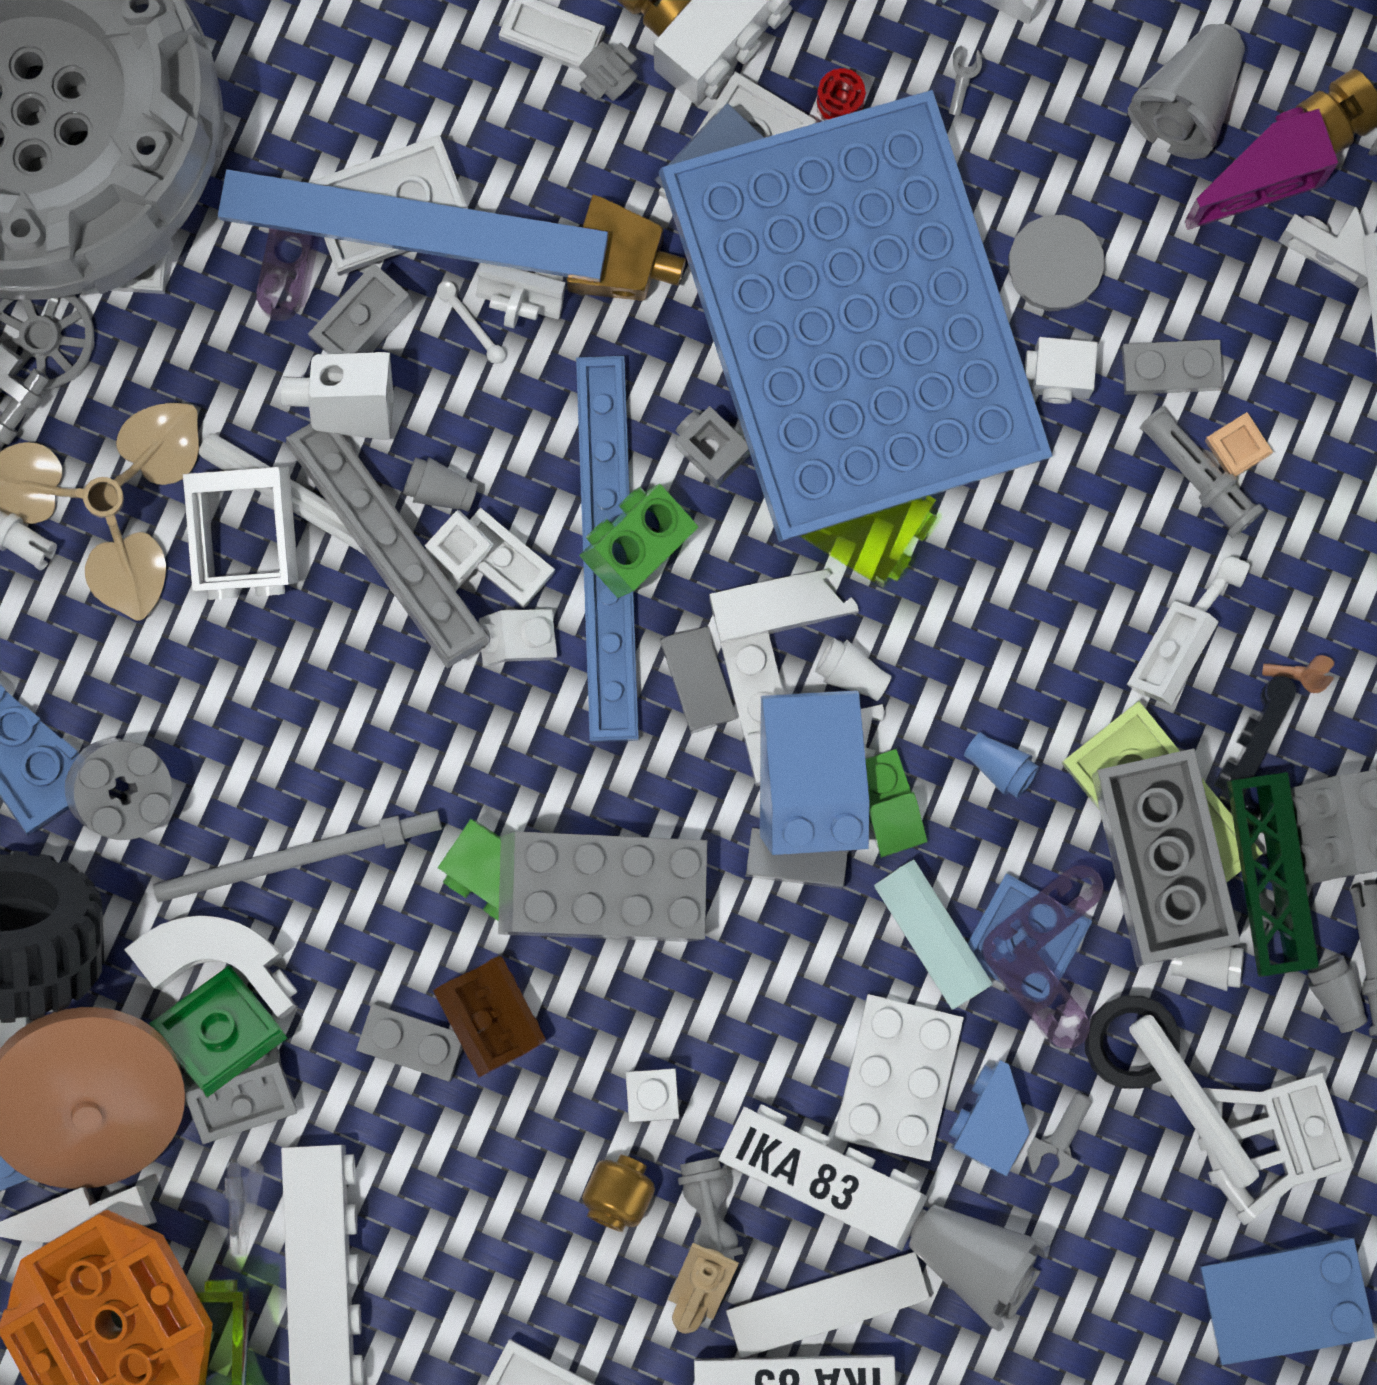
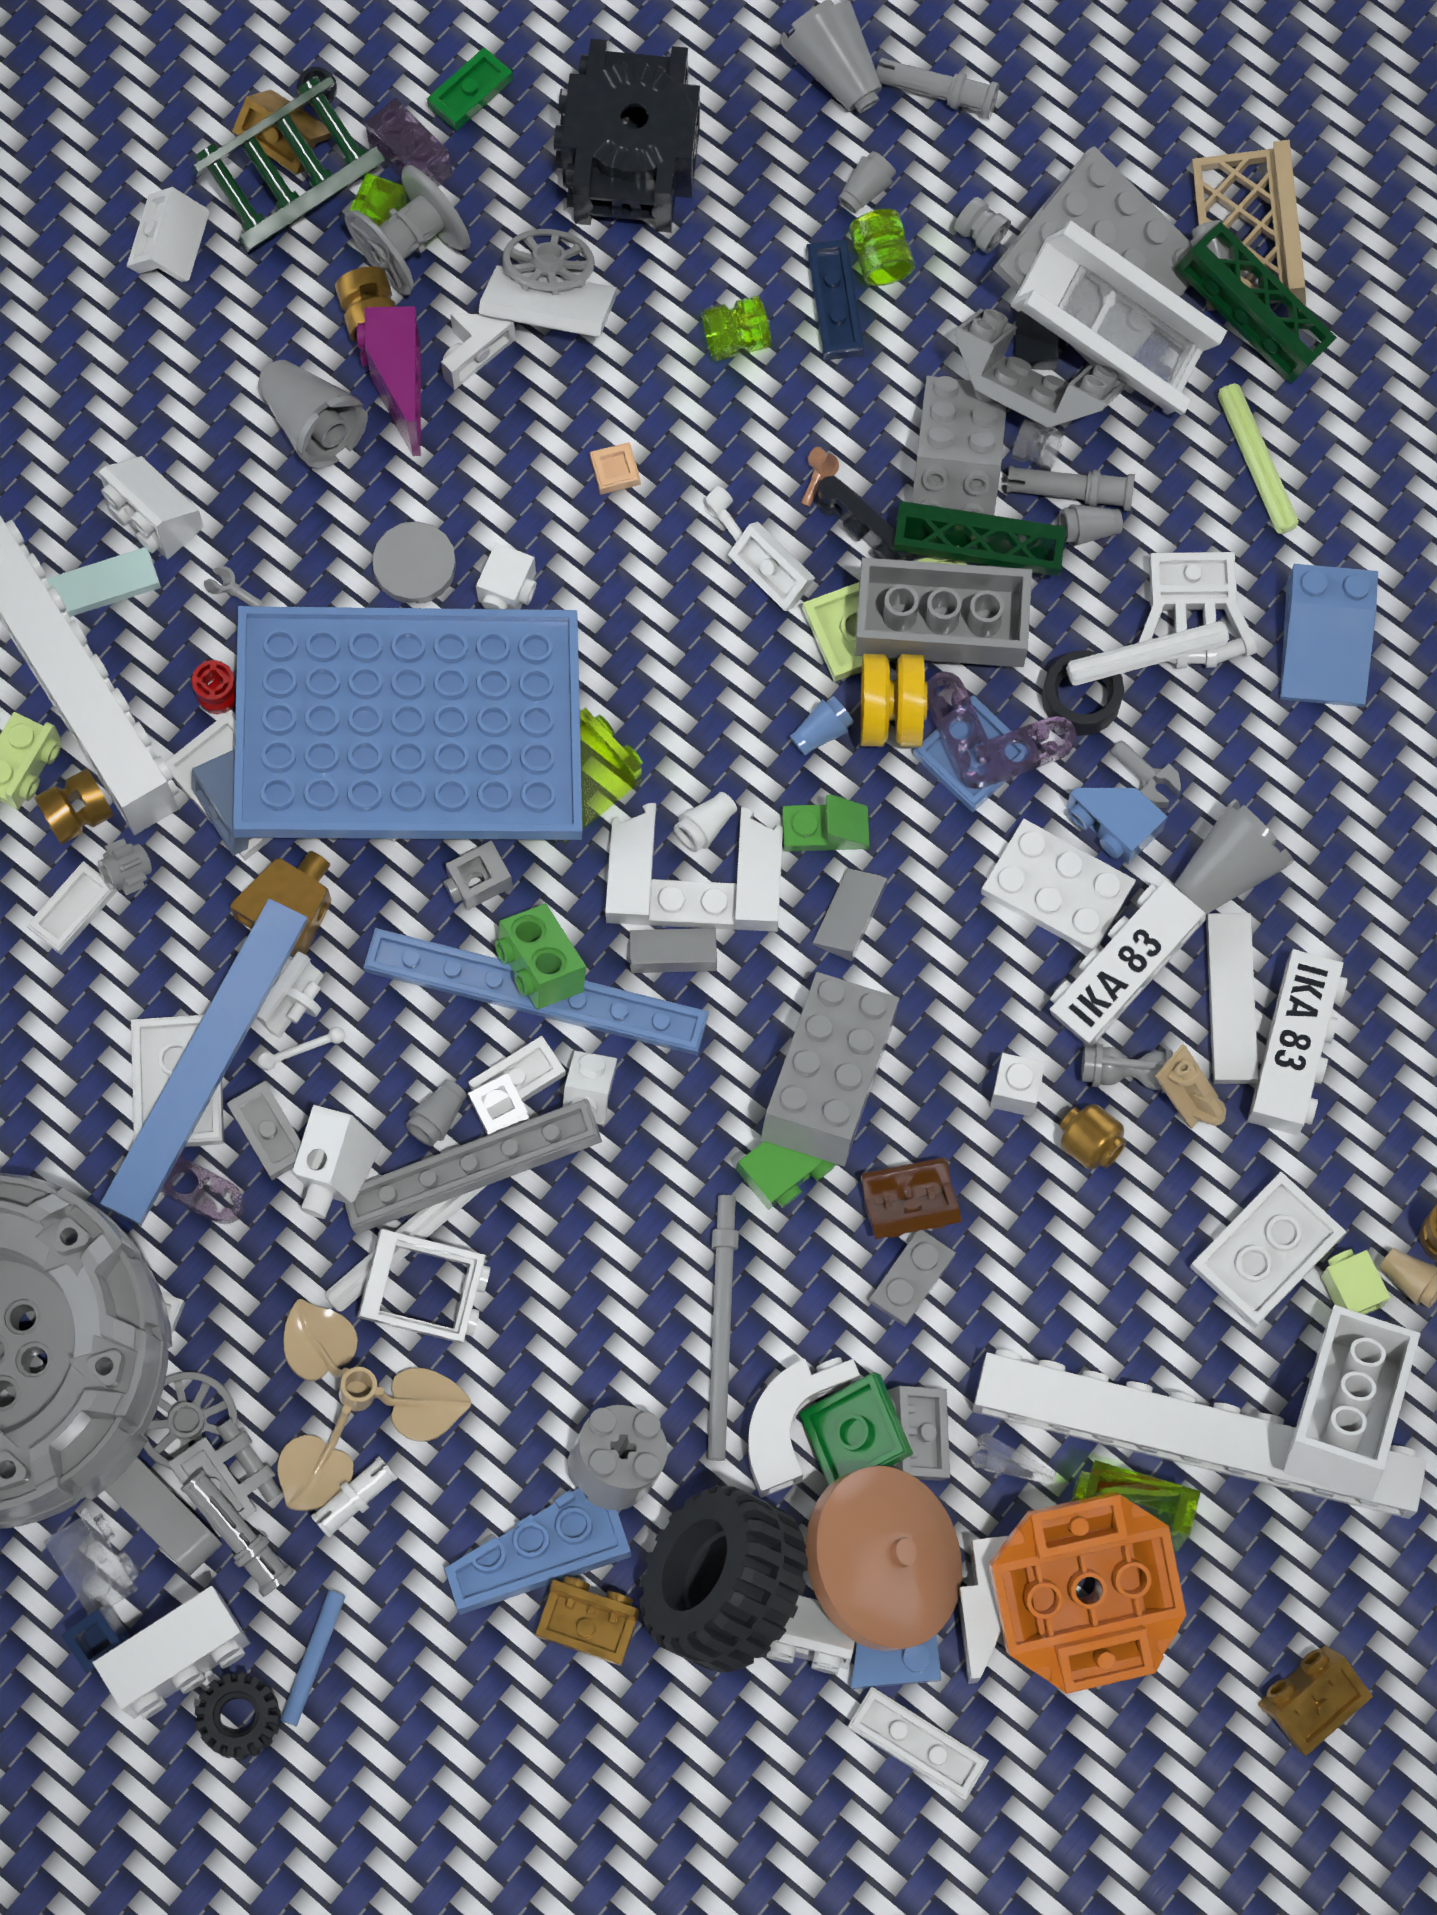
camera: 75 degrees left, 10 degrees down
(813, 773) = (787, 870): medium blue slope -> none
(933, 934) = (947, 821): light aqua tile -> none
(1049, 838) = (893, 700): none -> yellow wheel
(1172, 367) = (532, 499): light grey plate -> none
(1214, 968) = (1043, 610): white cone -> none
(1216, 489) = (644, 494): light grey pin -> none

